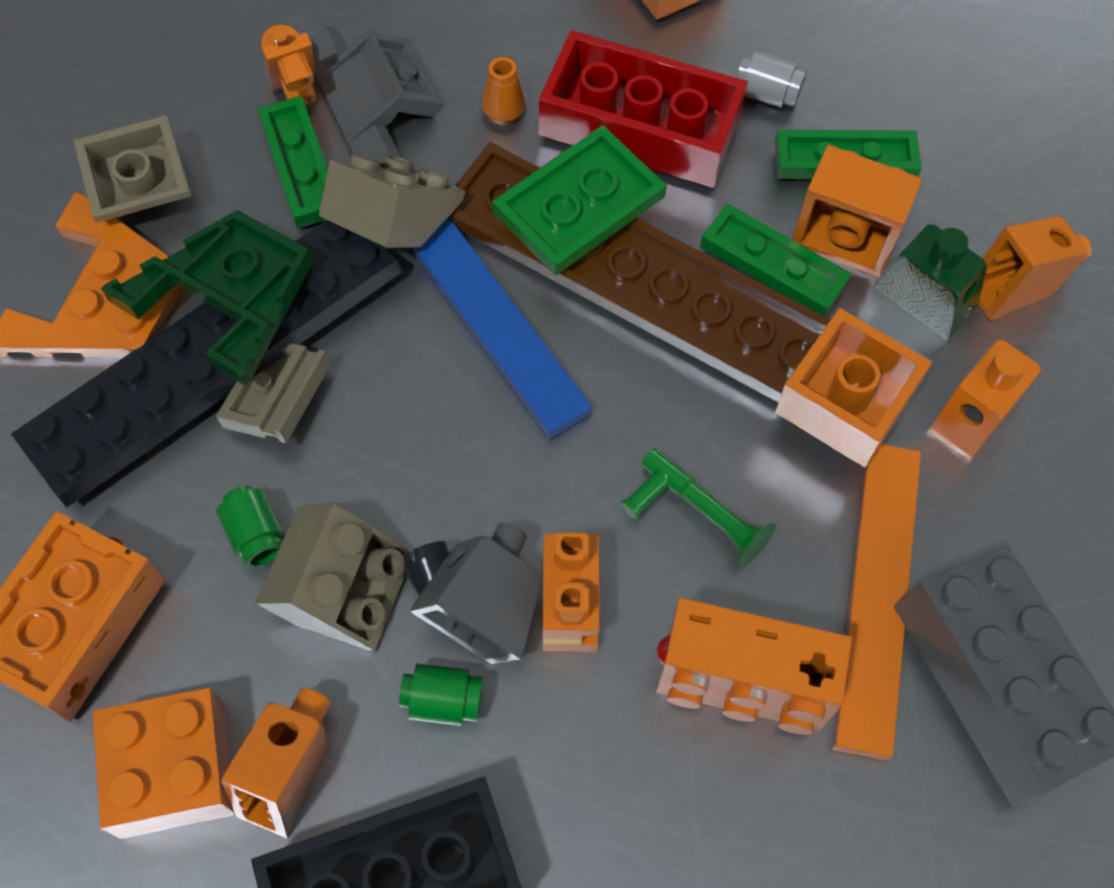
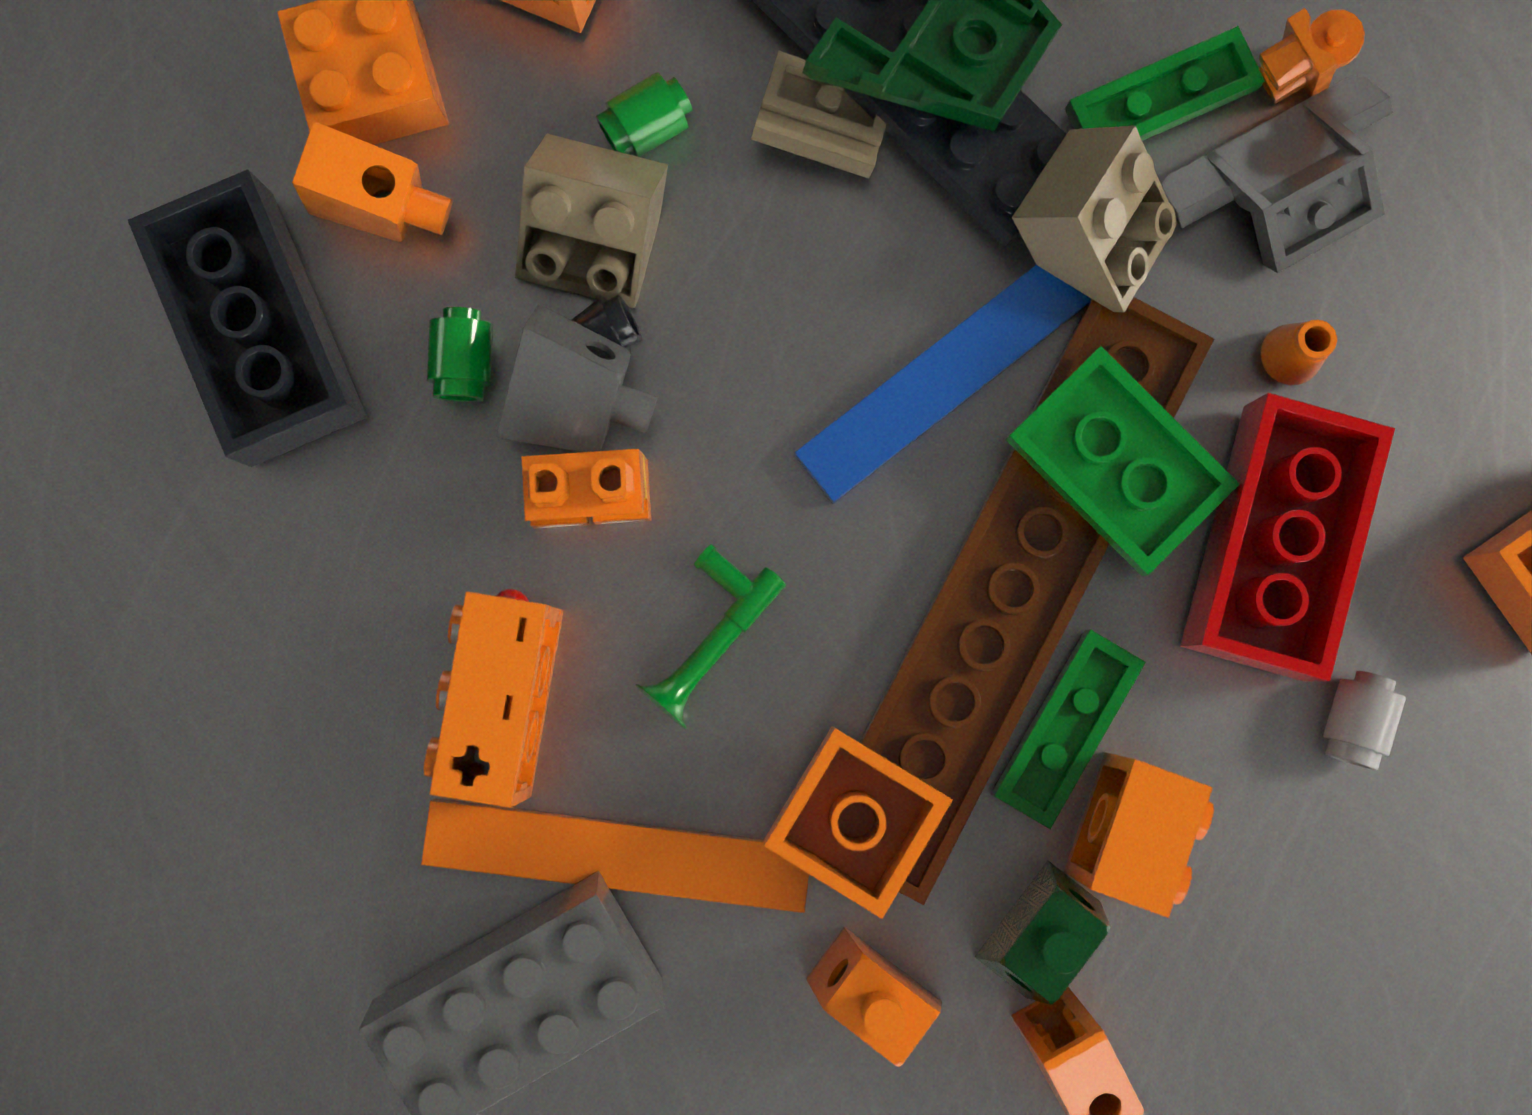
camera: 85 degrees right, 20 degrees up
(801, 150) = (1248, 829): green plate -> none

